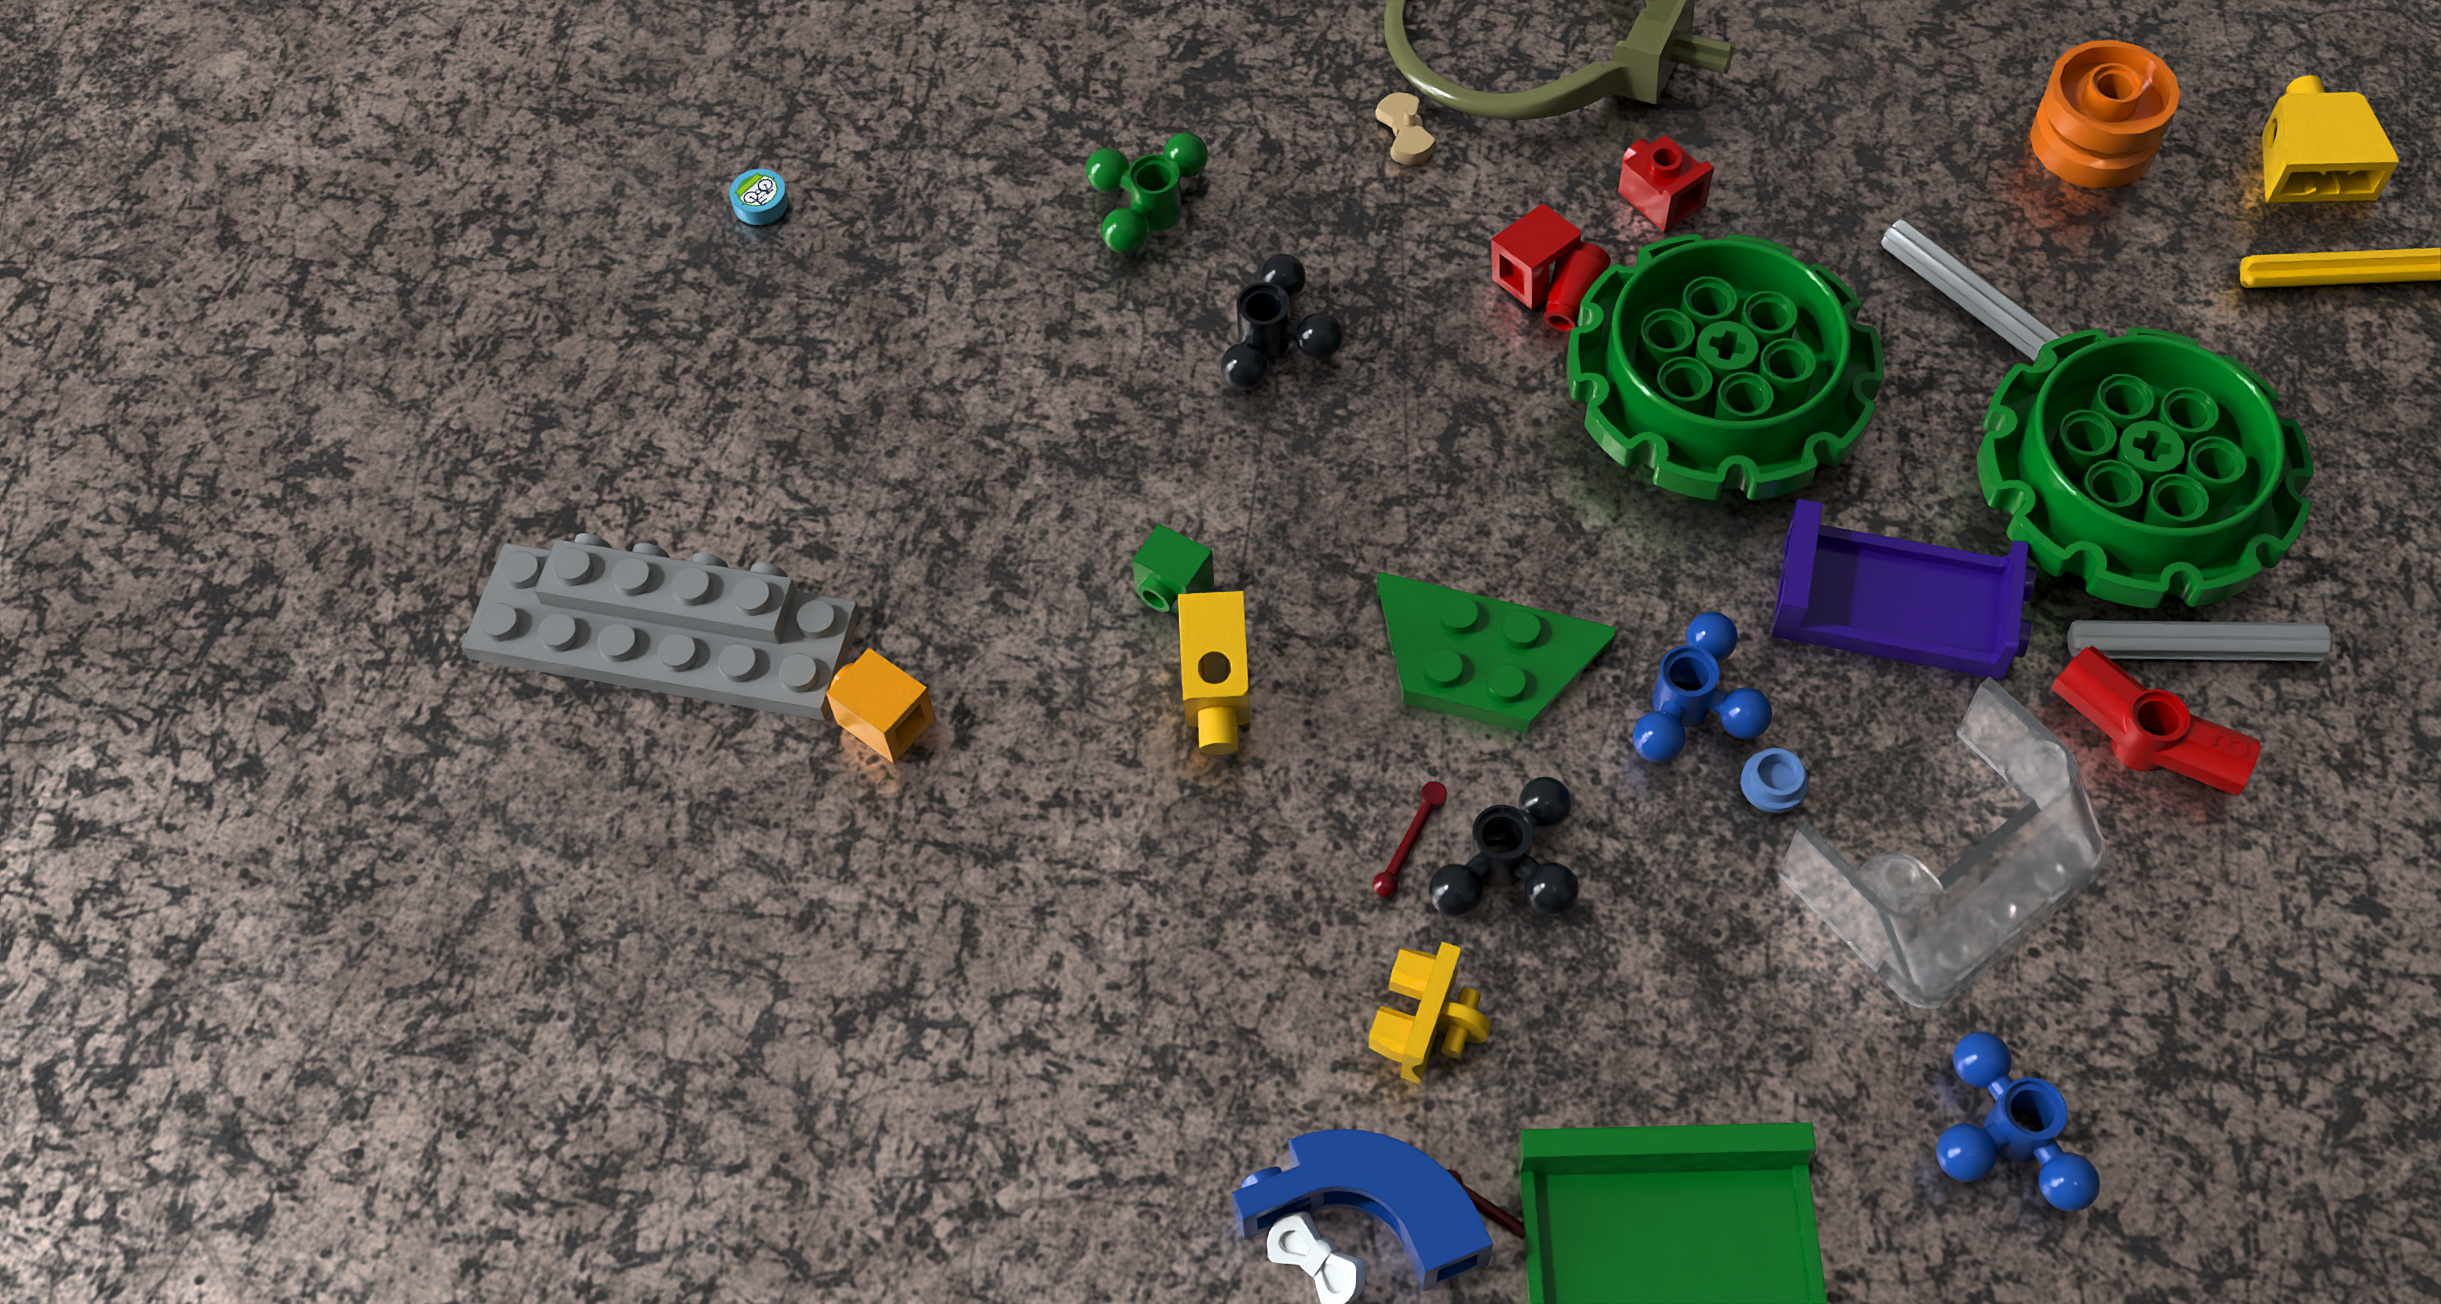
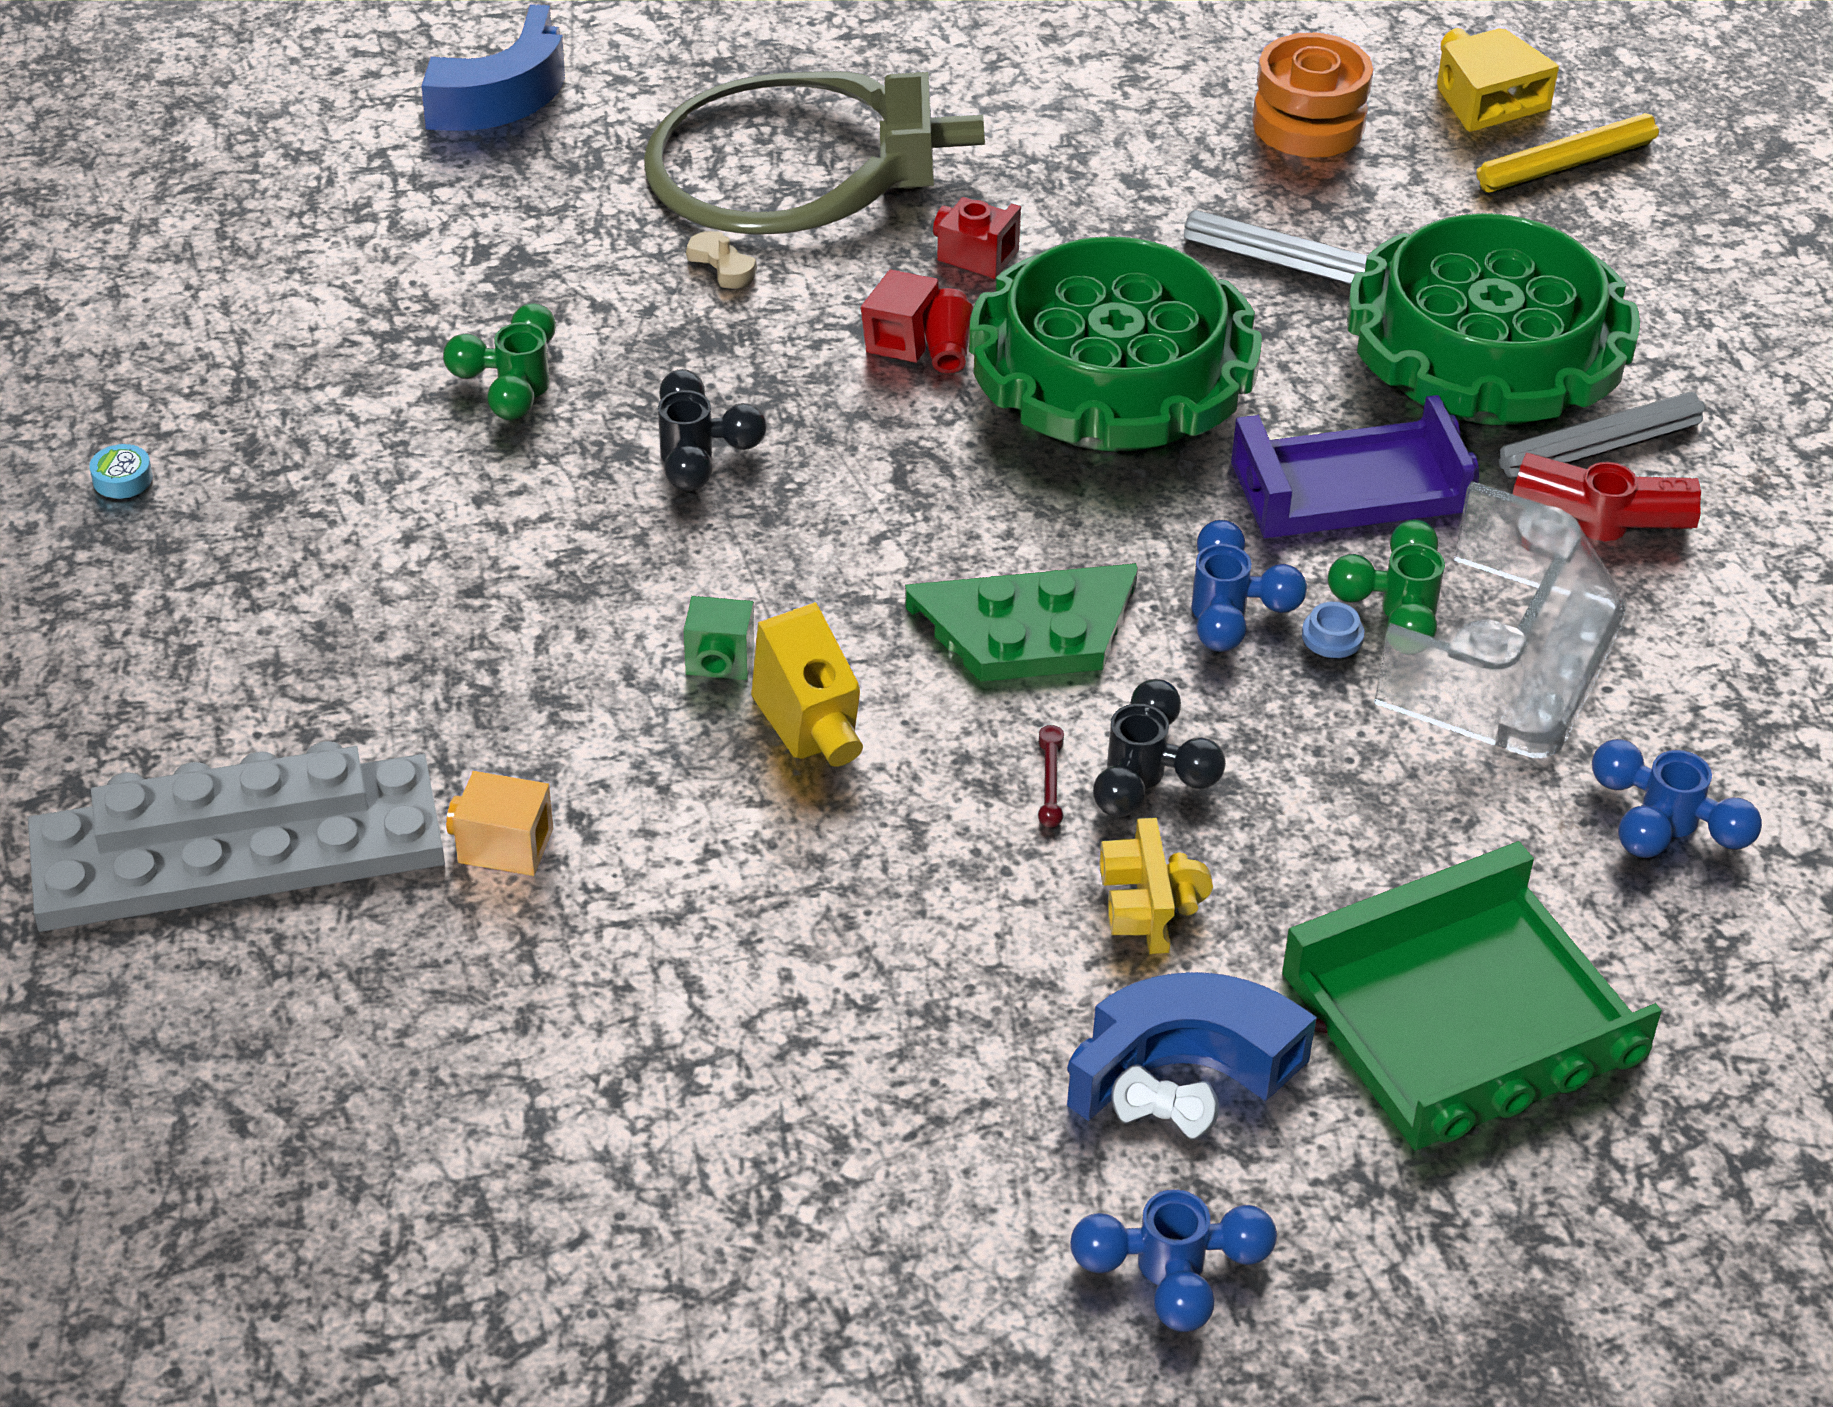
camera: 30 degrees left, 15 degrees down
(1827, 728) = (1408, 585): none -> green piece

